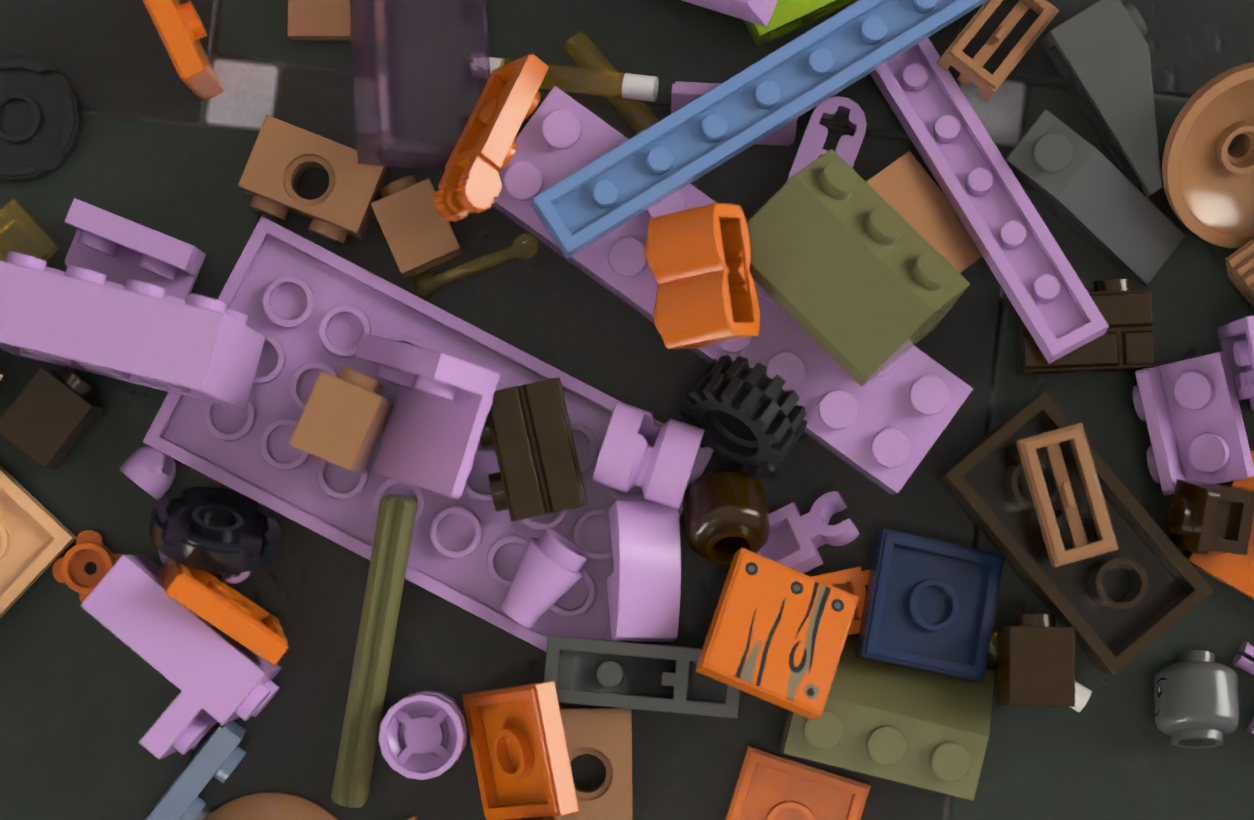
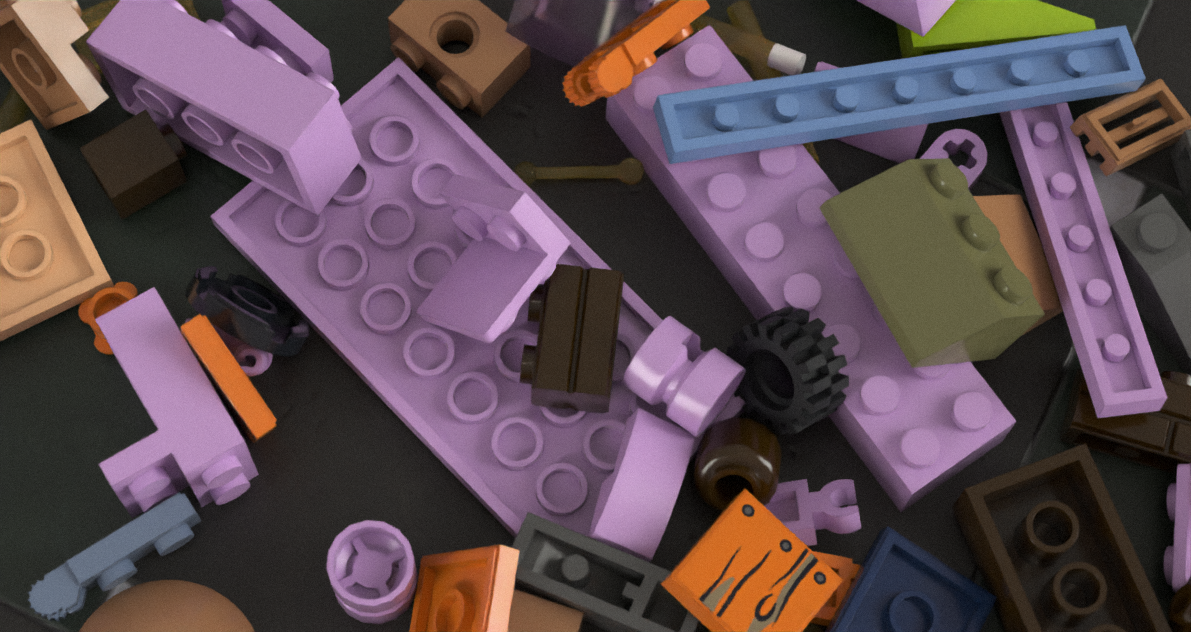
camera: 15 degrees right, 15 degrees down
(150, 470) = (207, 245): lavender hinge -> none
(343, 419) = (406, 242): medium nougat brick -> none
(374, 650) = (353, 478): olive axle -> none
(414, 228) = (536, 115): medium nougat brick -> none
(544, 576) = (542, 458): lavender cone -> none
(702, 276) = (792, 219): orange brick -> none
(1041, 500) = (1078, 601): medium nougat tile -> none

